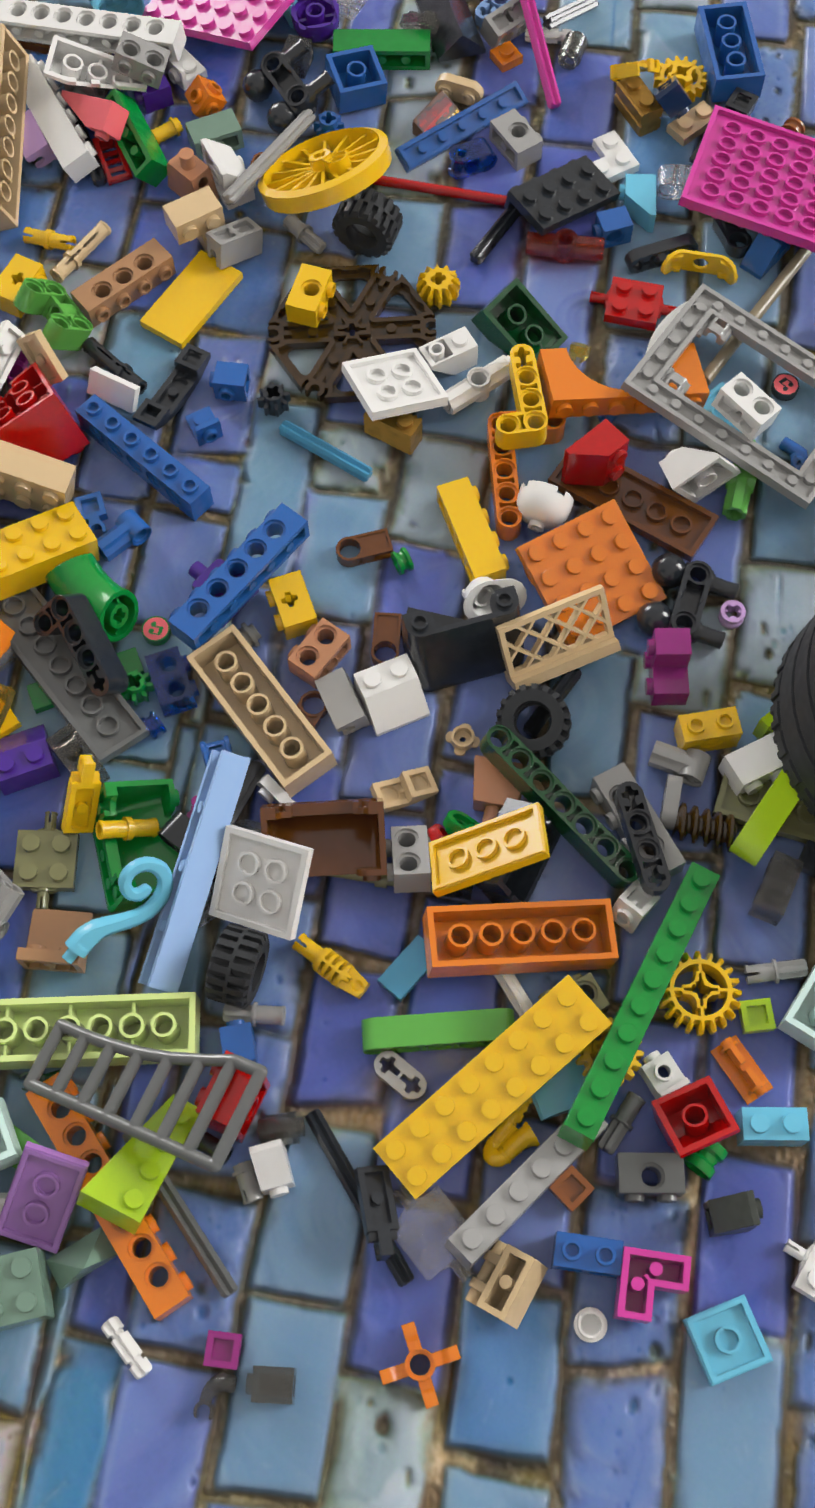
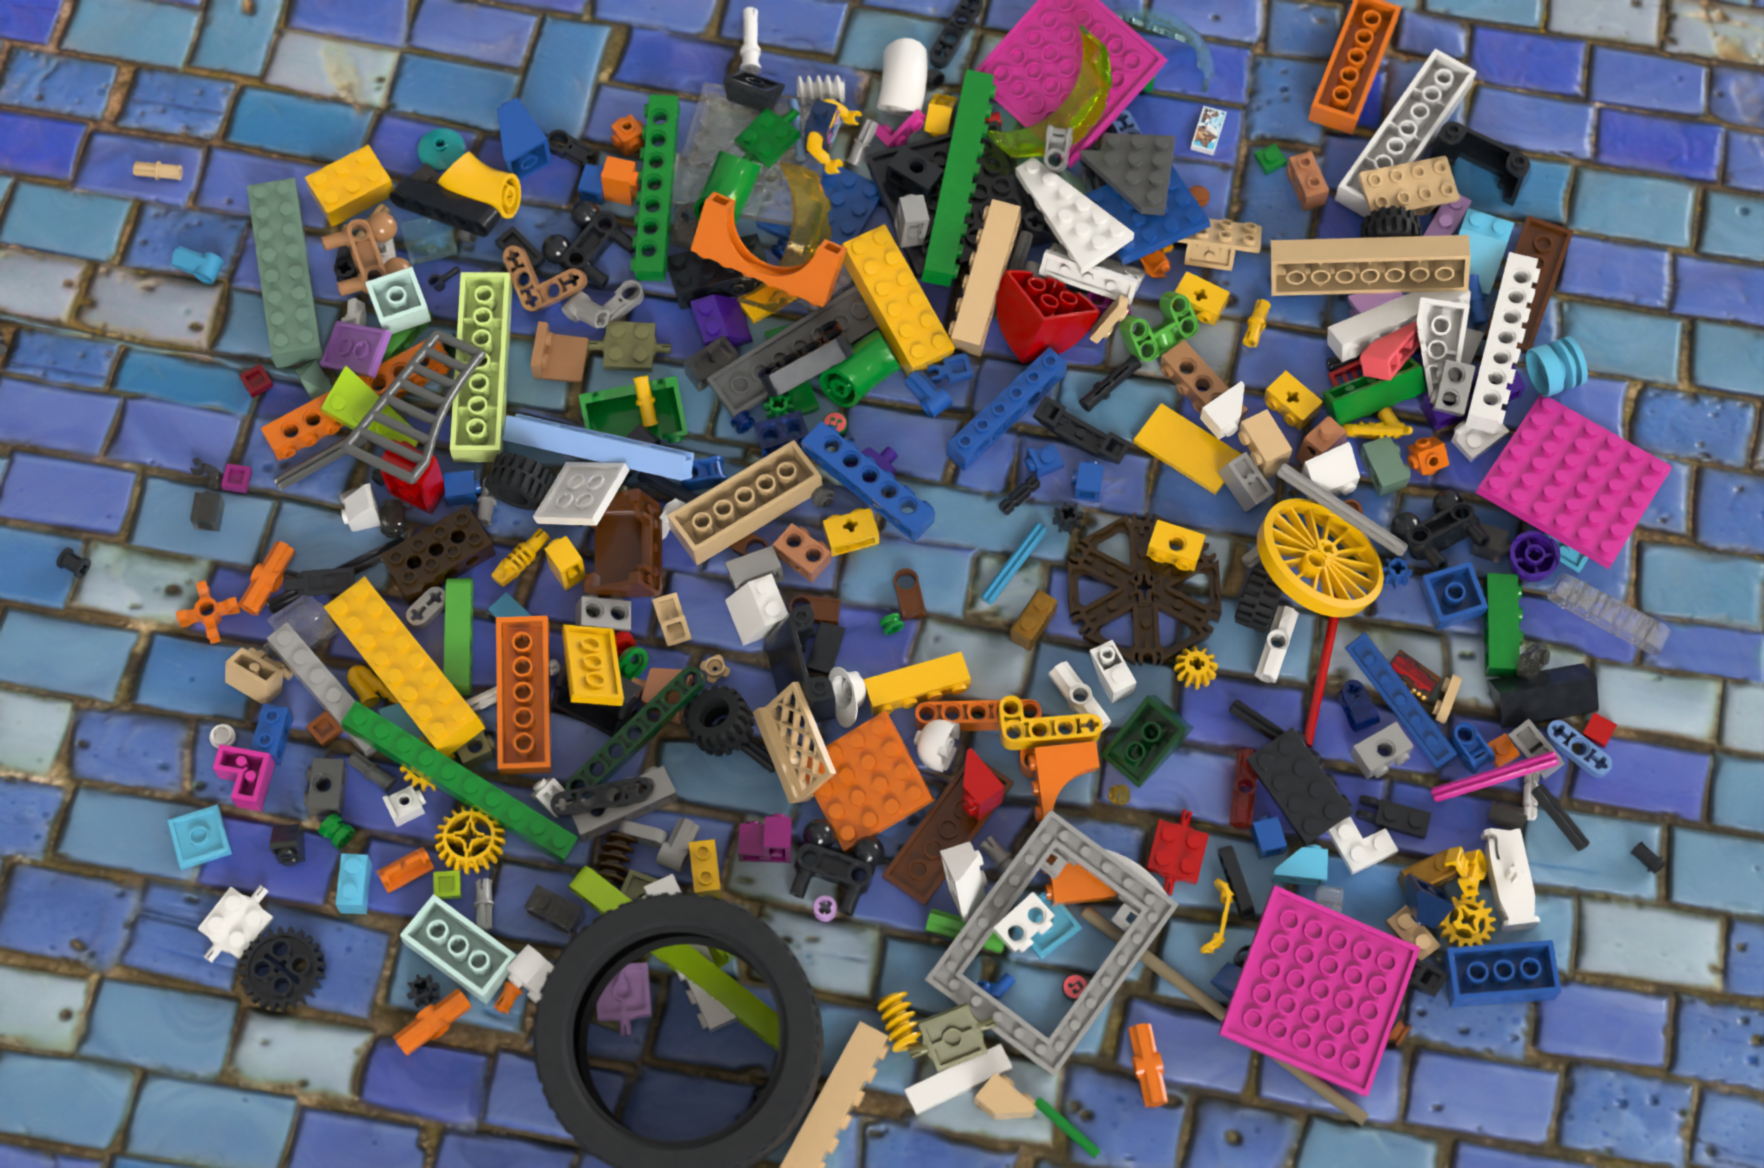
camera: 90 degrees right, 0 degrees up
(74, 258) = (1218, 334): tan pin -> none
(76, 1340) = (256, 380): none -> dark red plate
(82, 797) = (670, 364): yellow hinge -> none
(93, 931) = (552, 374): medium azure plant -> none
(113, 389) = (1082, 382): white tile -> none
(126, 1347) = (247, 414): white axle -> none
(139, 207) = (1292, 400): none -> yellow brick
(160, 247) = (1224, 412): none -> white slope
(177, 138) = (1375, 430): none -> yellow piece
(245, 447) = (1019, 495): none -> black axle
(338, 1044) = (434, 540): none -> dark brown brick
(343, 905) = (565, 562): none -> yellow brick
(368, 1289) = (266, 578): none -> orange piece
(394, 384) = (1066, 614): white plate -> none
(422, 223) = (1280, 631): none -> white piece
(505, 72) = (1471, 749): none -> blue piece
(579, 132) = (1395, 817): none -> black hinge
(634, 44) = (1510, 879): none -> white piece
(658, 450) = (997, 853): none -> light grey pin
(693, 1117) = (363, 818): red slope -> none

